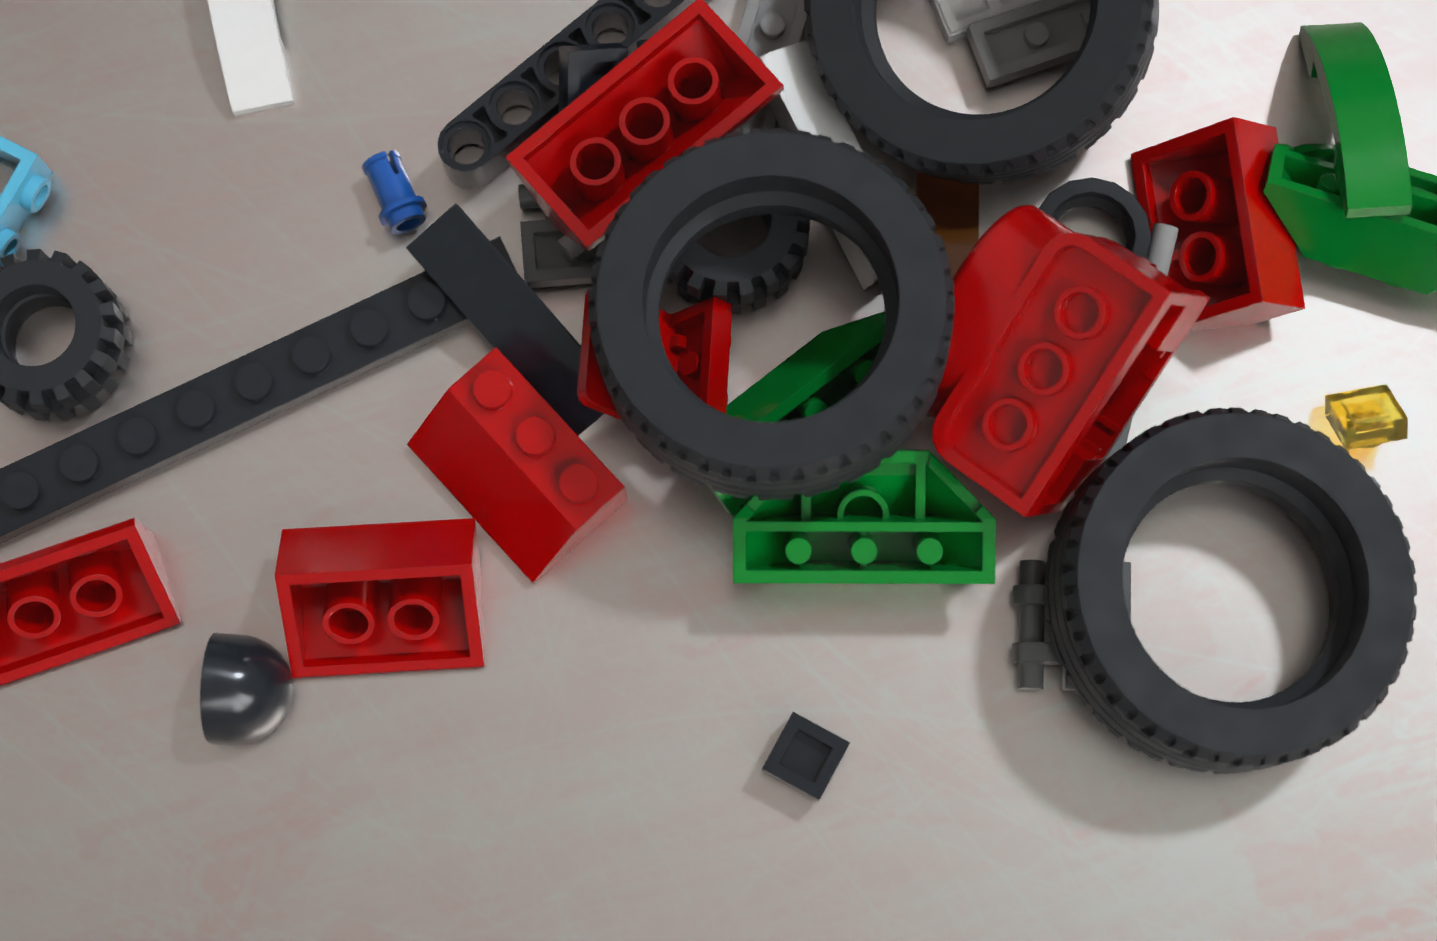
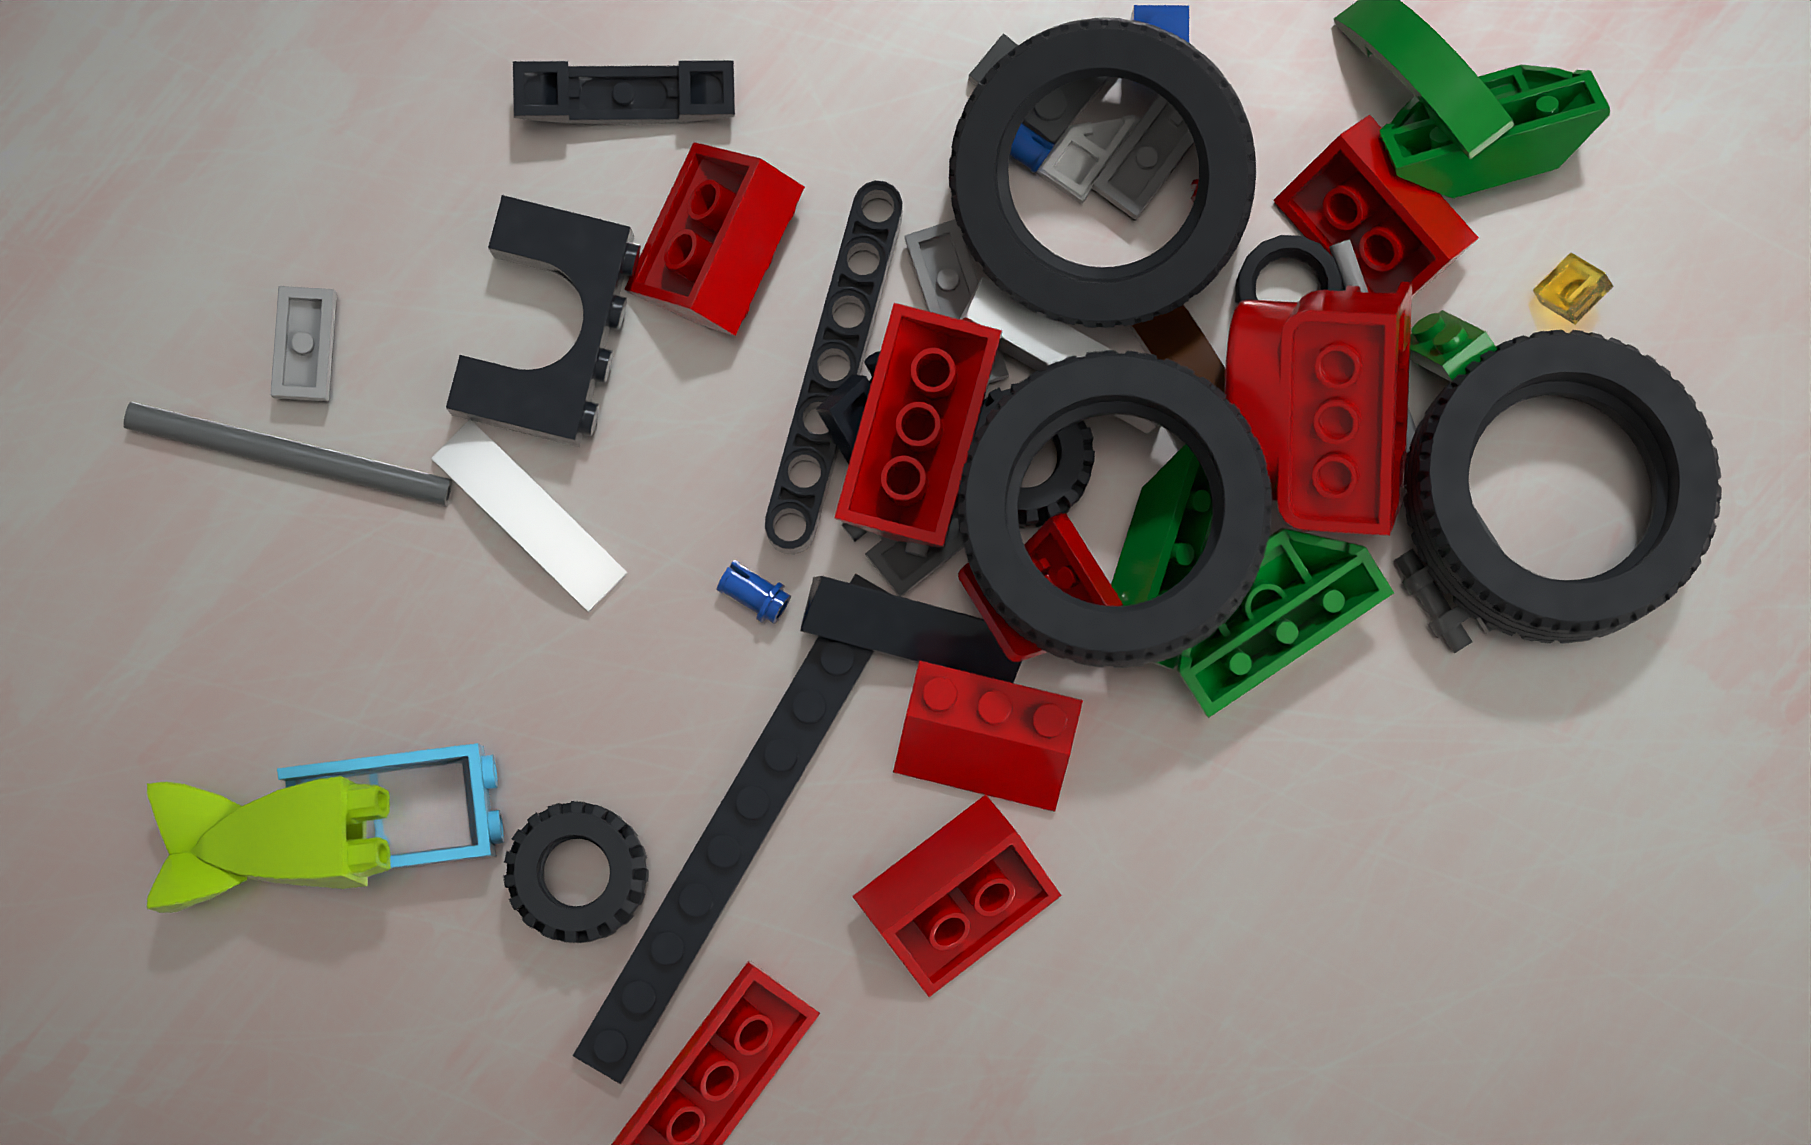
camera: 35 degrees left, 5 degrees up
(243, 689) = (905, 1027): black helmet -> none
(805, 756) = (1337, 804): black plate -> none
(1206, 382) = (1447, 344): none -> green plate

